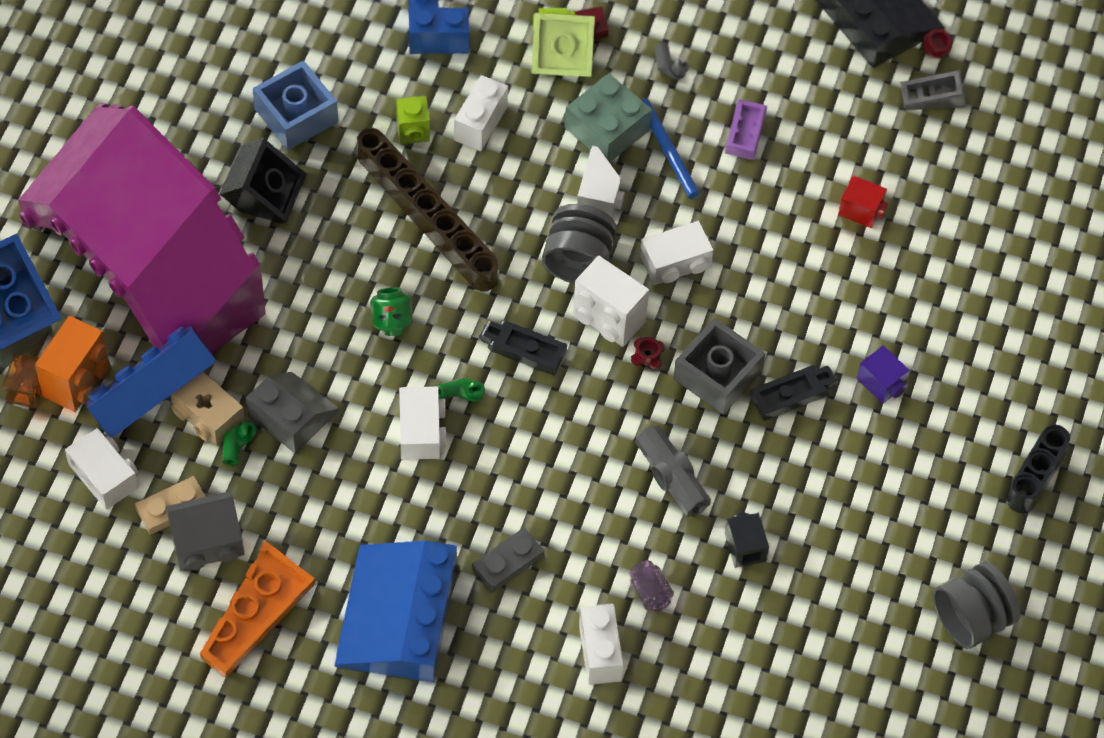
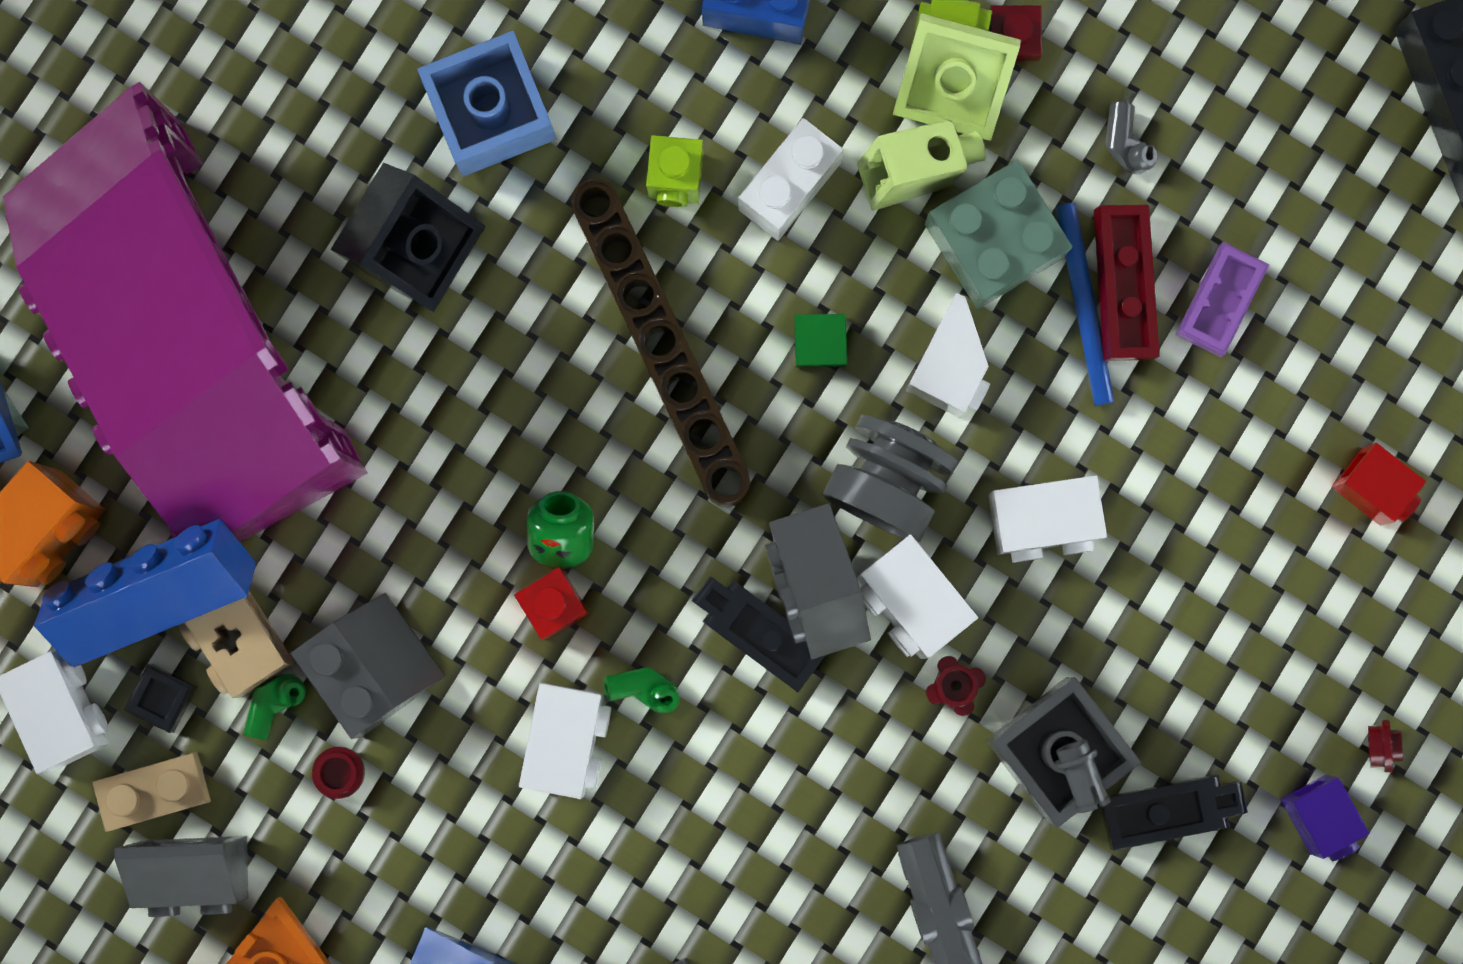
camera: 20 degrees right, 25 degrees up
(166, 454) = (160, 698): none -> black tile
(286, 470) = (338, 772): none -> dark red plate
(396, 351) = (552, 604): none -> red brick
(519, 193) = (820, 340): none -> green tile
(549, 90) = (917, 162): none -> yellowish green torso
(552, 298) = (817, 582): none -> dark grey brick
(688, 130) = (1126, 282): none -> dark red plate
(732, 360) = (1082, 775): none -> dark grey pin
(907, 332) = (1384, 746): none -> dark red plate

